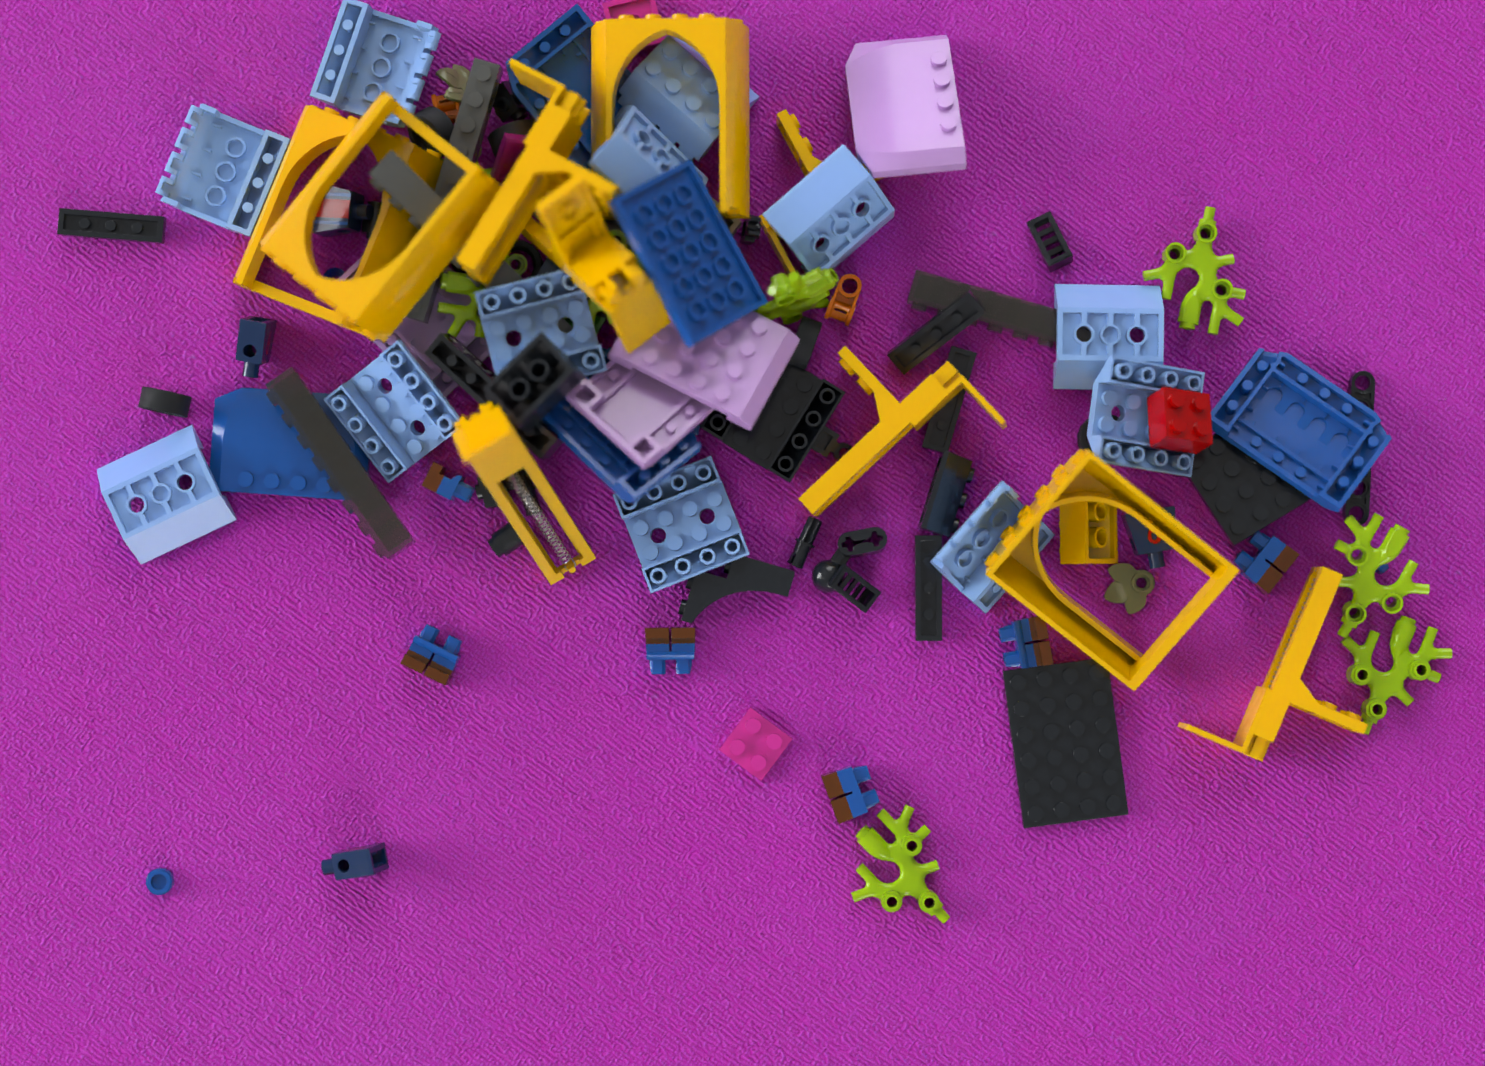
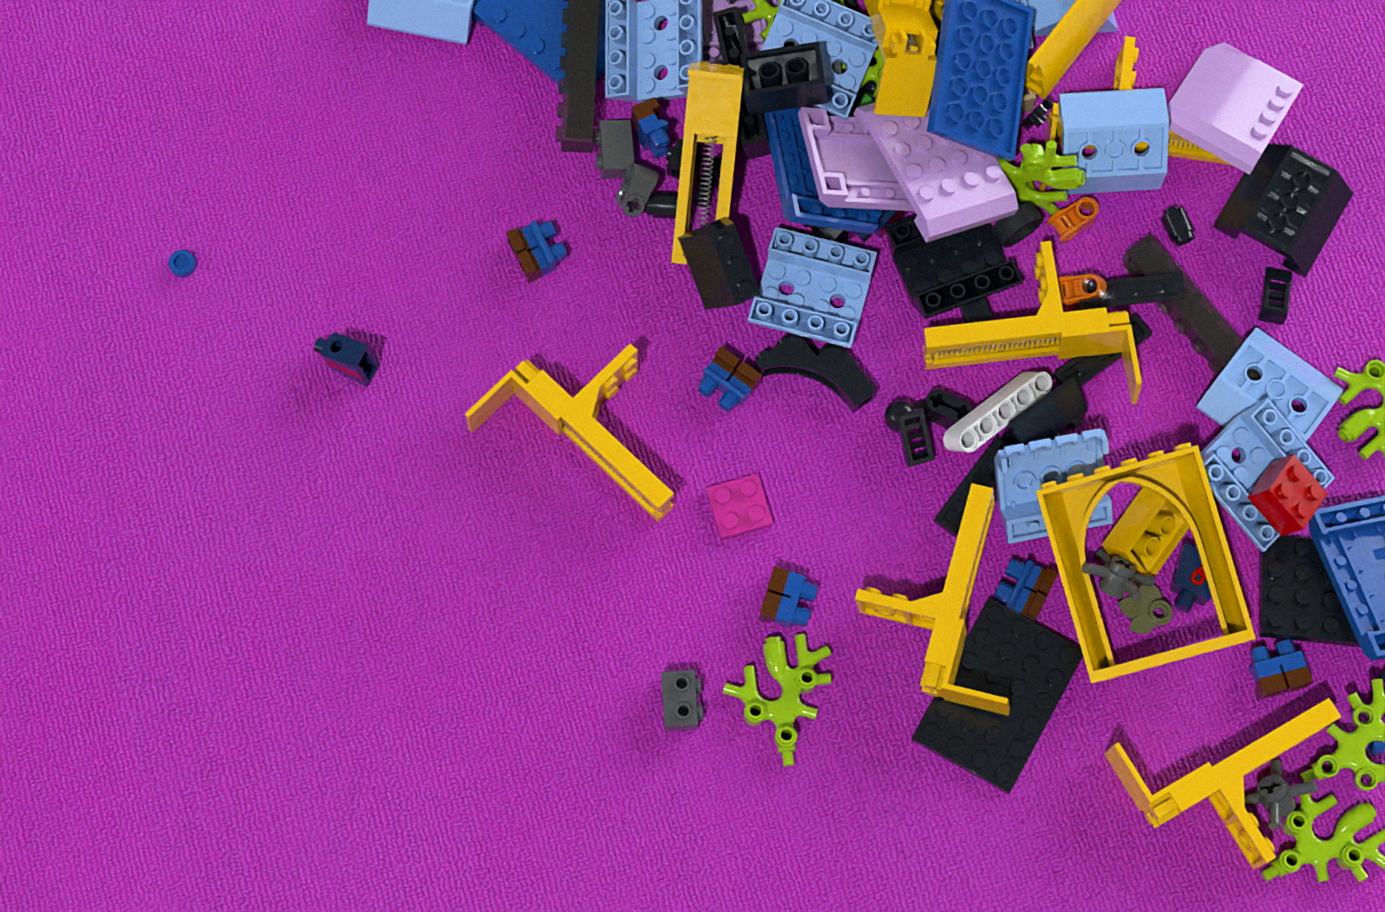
camera: 35 degrees right, 15 degrees down
(431, 523) = (614, 148): none -> dark grey brick
(476, 546) = (636, 187): none -> dark grey piece
(582, 777) = (578, 421): none -> yellow piece
(592, 563) = (719, 264): none -> black slope
(805, 542) = (900, 379): black axle -> none
(827, 934) = (680, 700): none -> dark grey brick
(889, 364) = (1074, 288): none -> orange piece
(903, 517) = (996, 411): none -> white beam
(932, 241) = (1178, 226): none -> black brick
(985, 716) = (947, 610): none -> yellow piece
(1009, 160) = (1287, 205): none -> black slope
(1092, 583) = (1118, 576): none -> dark grey bar
(1333, 667) = (1278, 795): none -> dark grey bar

